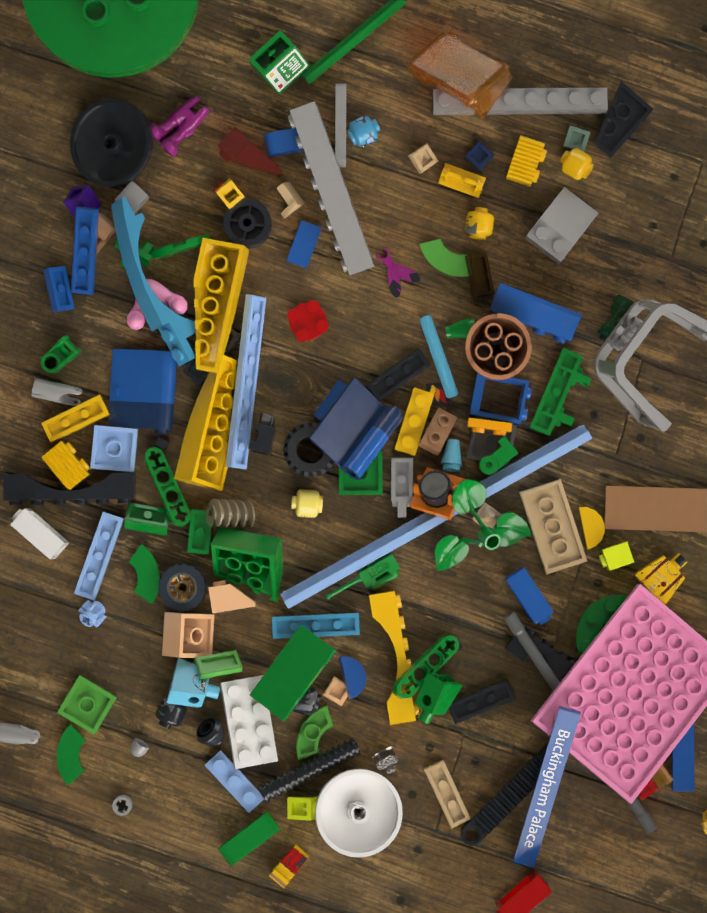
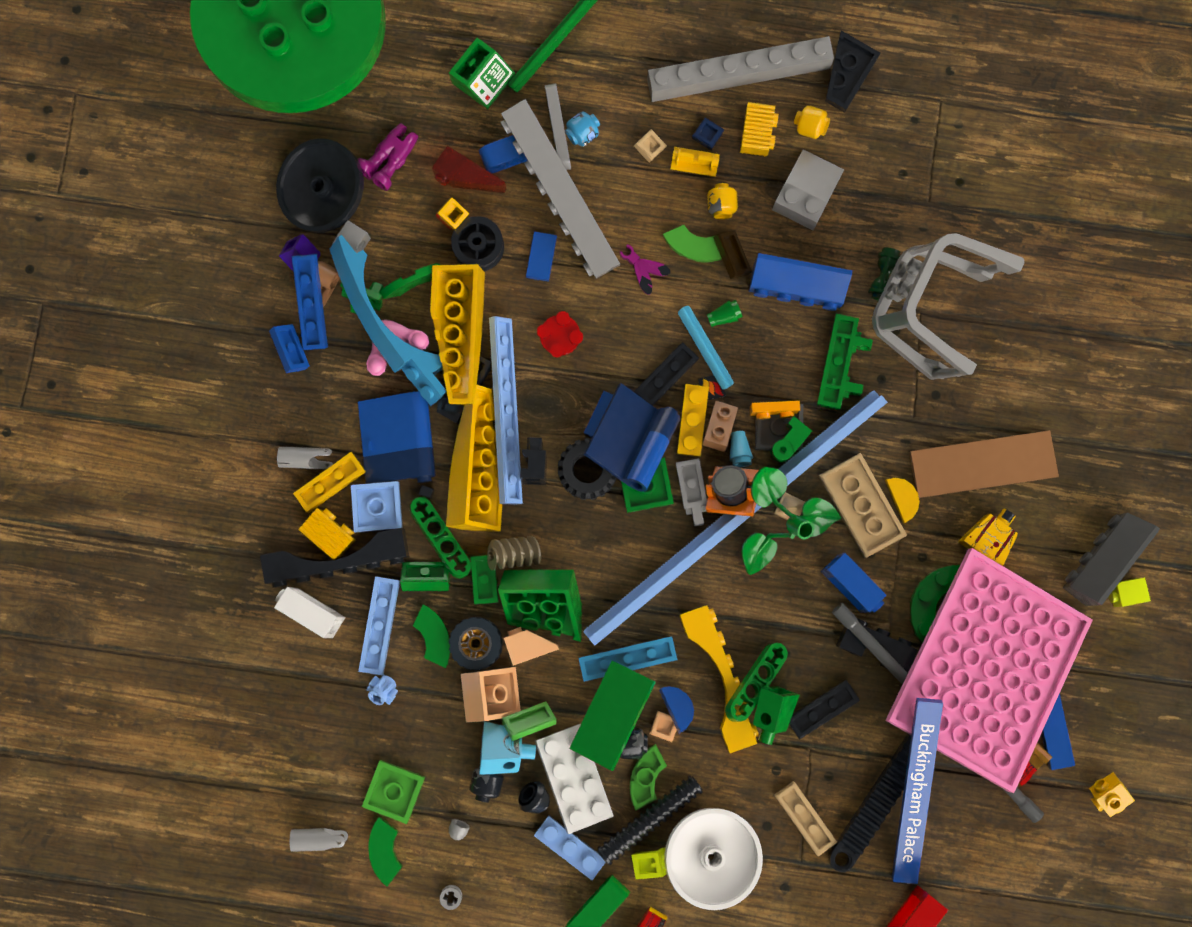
camera: 15 degrees left, 5 degrees down
(61, 354) = (301, 415): green piece -> none
(291, 197) = (521, 210): tan tile -> none
(307, 503) = (594, 527): light yellow head -> none
(372, 571) = (676, 590): green piece -> none
(385, 760) = (731, 793): clear smoke tile -> none
(461, 72) = (675, 46): clear orange windscreen -> none
(513, 343) = (774, 306): nougat cone -> none
(521, 410) = (805, 369): blue window -> none
(576, 138) = (806, 96): sand green plate -> none
(616, 556) = (937, 524): neon yellow brick -> none

